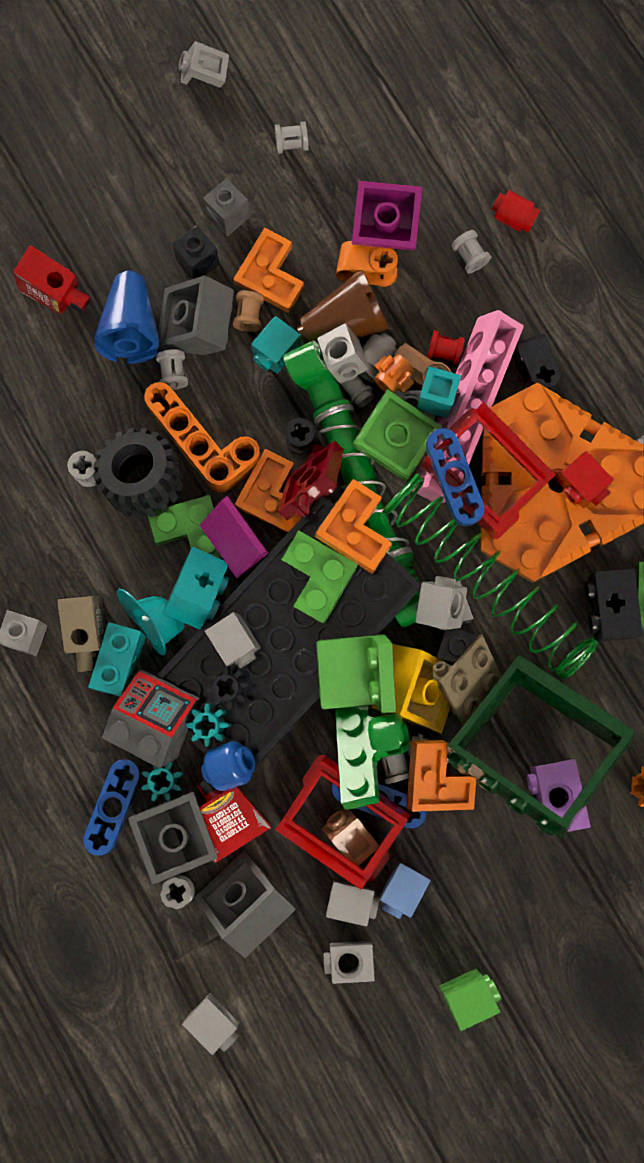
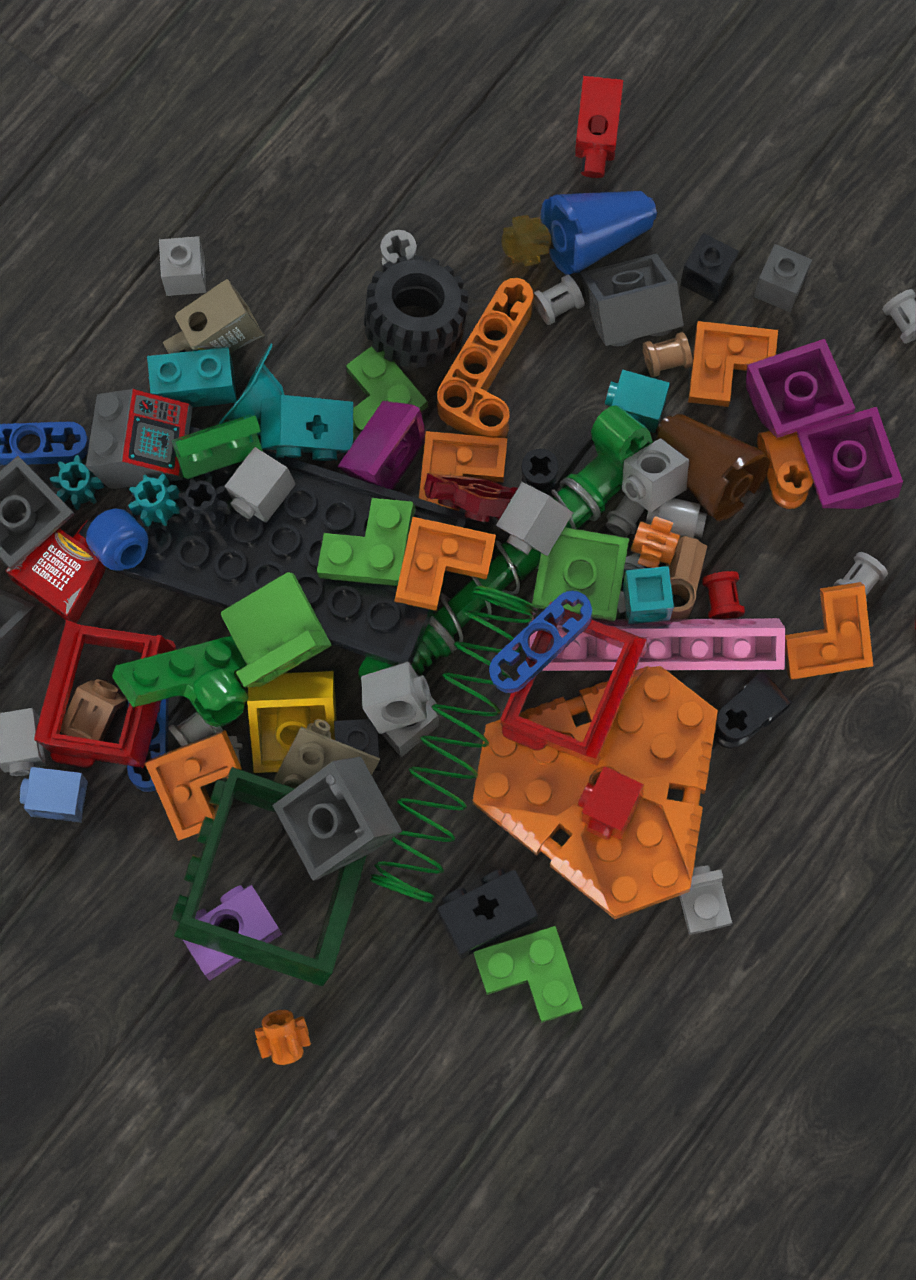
camera: 70 degrees right, 5 degrees down
(116, 372) = (526, 240): none -> clear yellow gear
(186, 659) = (217, 446): none -> green bracket
(321, 230) = (798, 389): none -> magenta slope
(350, 448) = (533, 520): none -> light grey brick
(511, 279) = (843, 641): none -> orange plate
(518, 682) = (336, 817): none -> dark grey slope

